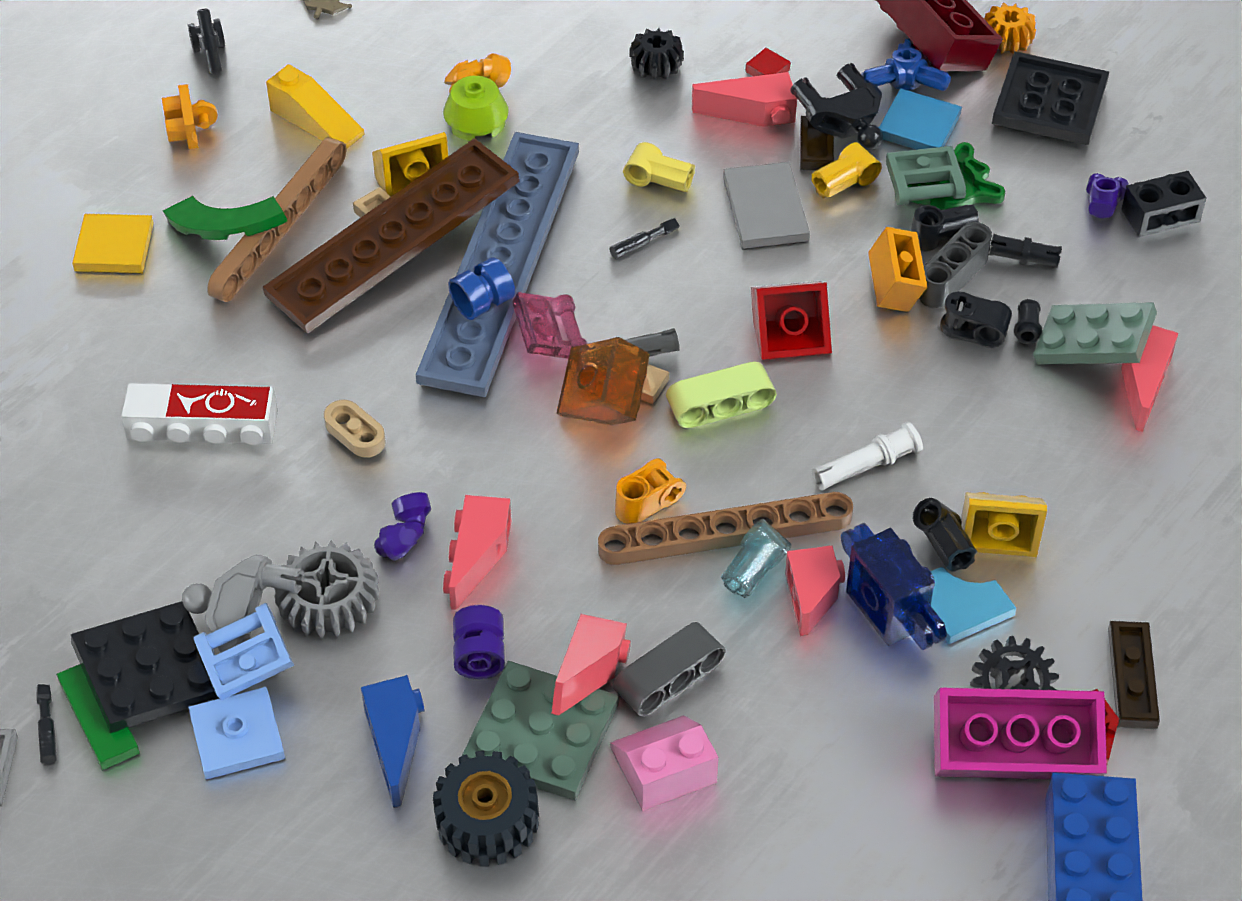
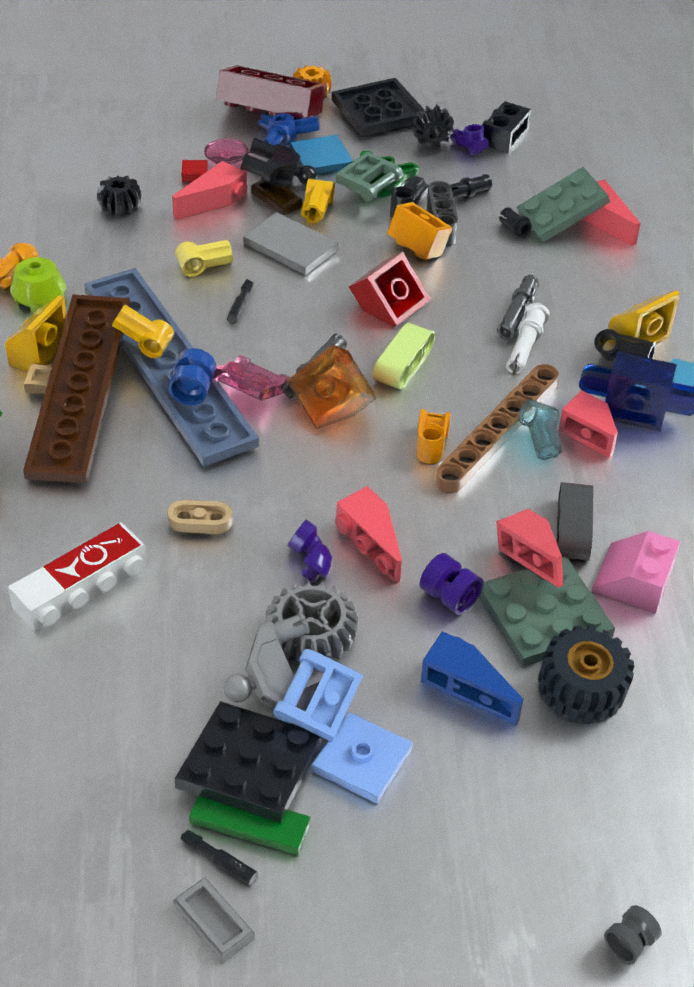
camera: 45 degrees left, 5 degrees down
(496, 223) = (151, 335): none -> yellow piece
(819, 61) = (226, 150): none -> clear pink piece
(919, 412) = (520, 300): none -> dark grey pin
(978, 322) = (490, 234): black piece -> none
(1068, 156) = (433, 126): none -> black gear

